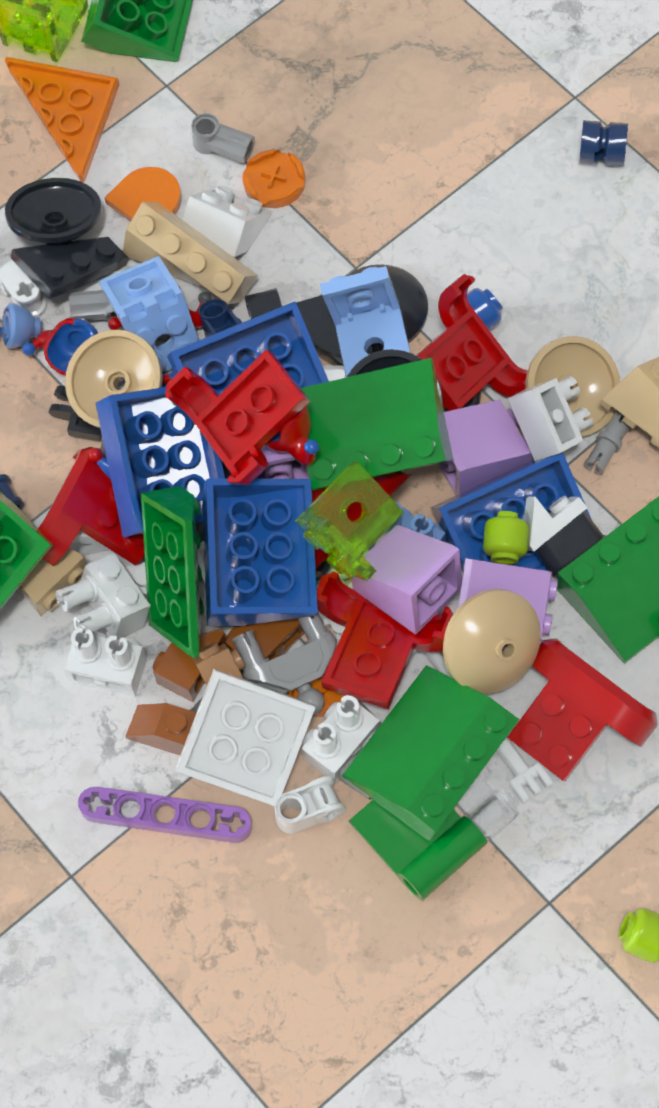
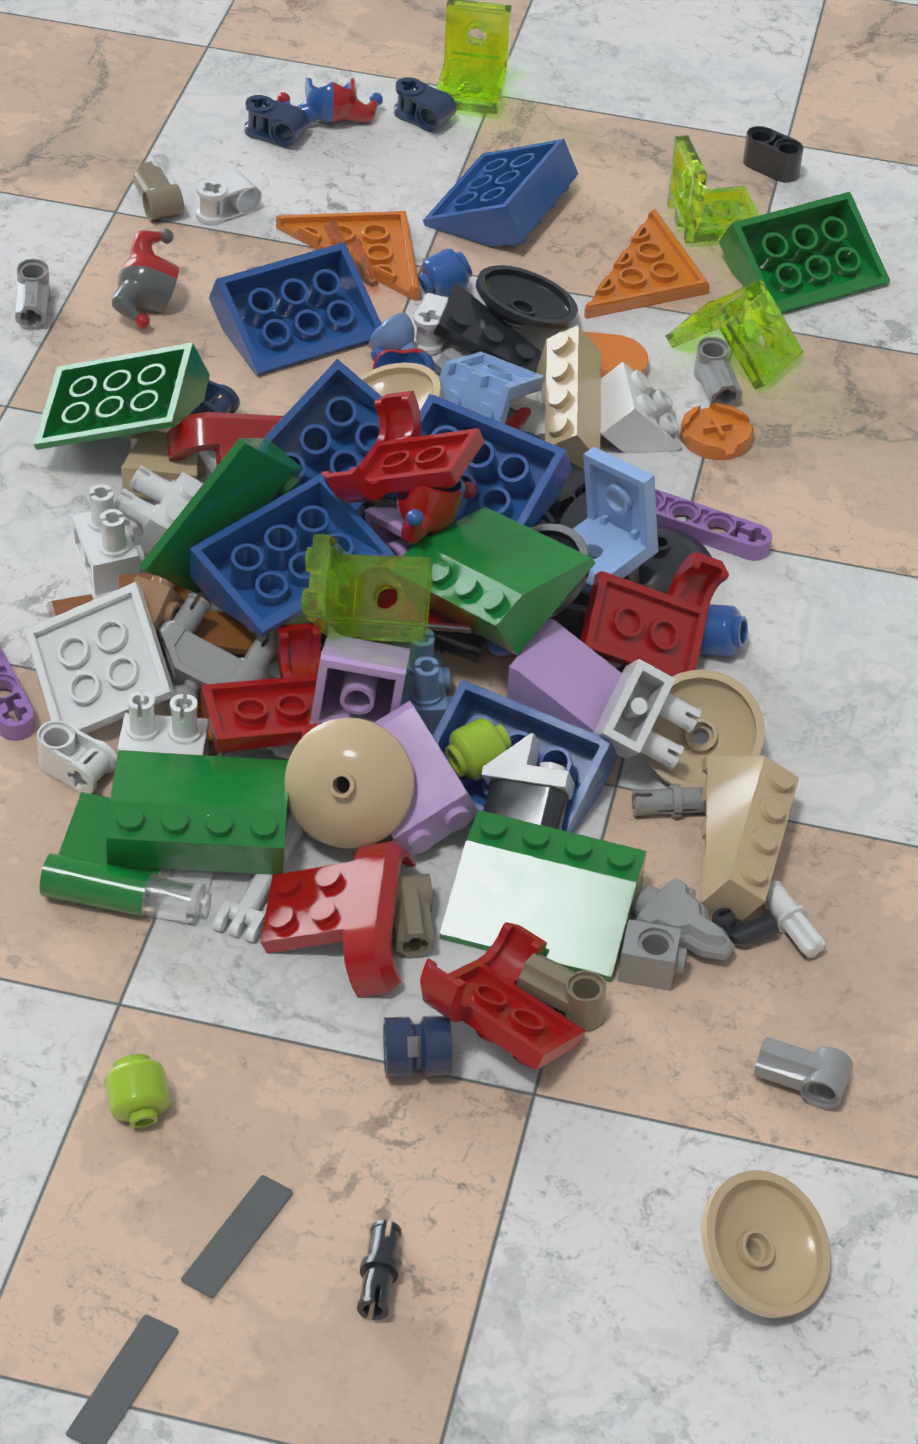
camera: 45 degrees right, 20 degrees down
(190, 86) = (742, 319): none -> clear neon green bracket
(355, 246) = (705, 518): none -> medium lavender beam
(612, 668) = (412, 916): none -> dark tan piece

